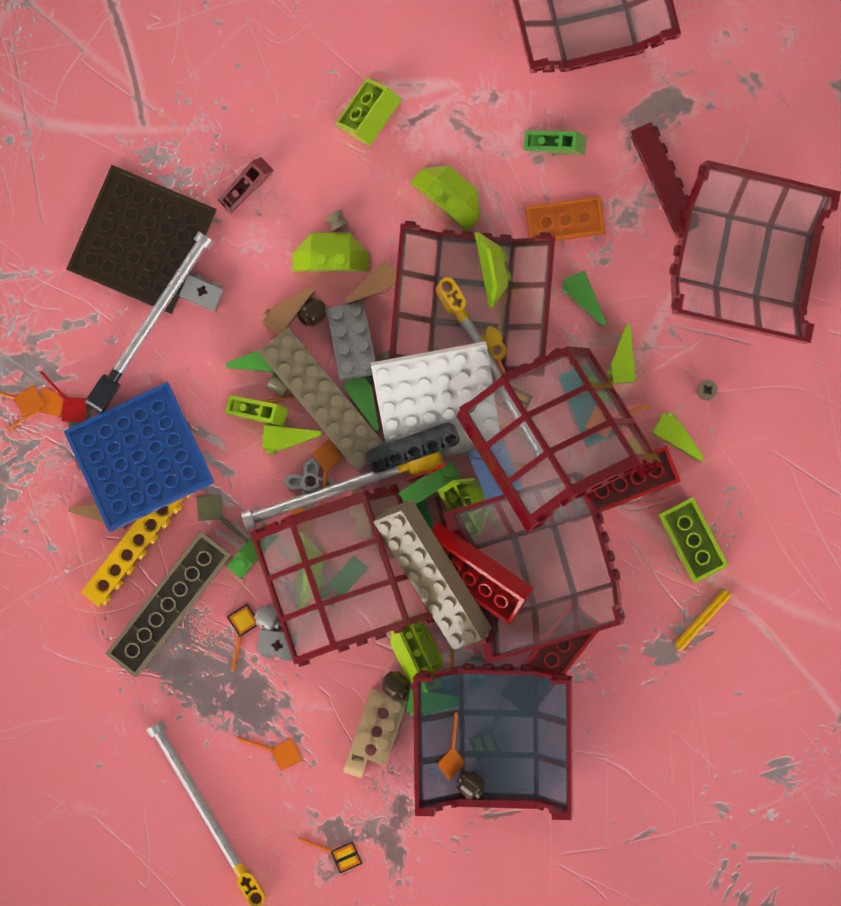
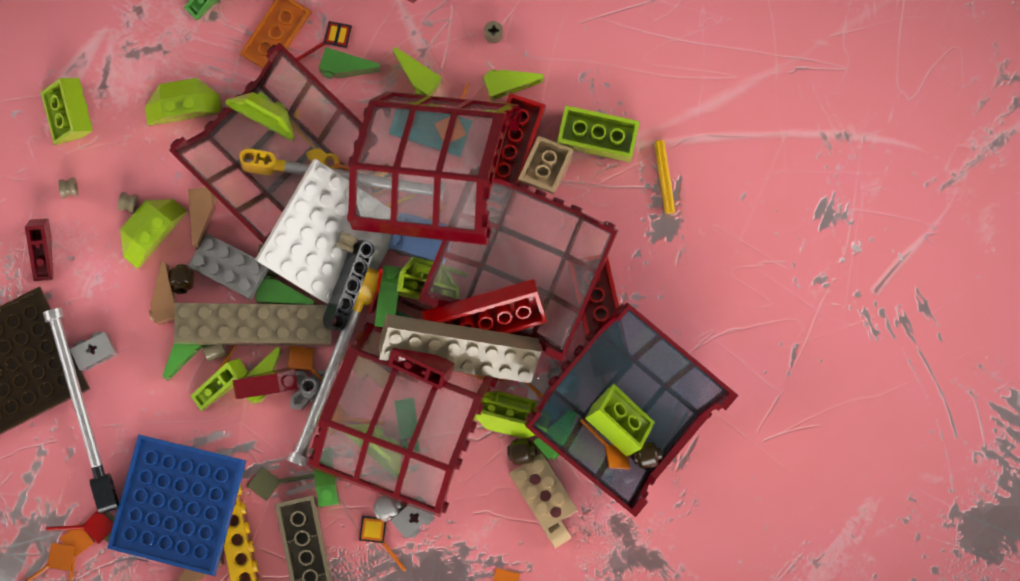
camera: 50 degrees left, 5 degrees down
(285, 447) = (265, 383): none -> dark red slope
(310, 165) = (68, 187): none -> dark tan wheel
(395, 561) = (422, 366): none -> dark red slope
(443, 419) = (346, 242): none -> dark tan wheel
(480, 743) = (620, 420): none -> lime slope
(602, 268) = (336, 35): none -> piece
(632, 521) = (546, 165): none -> tan slope

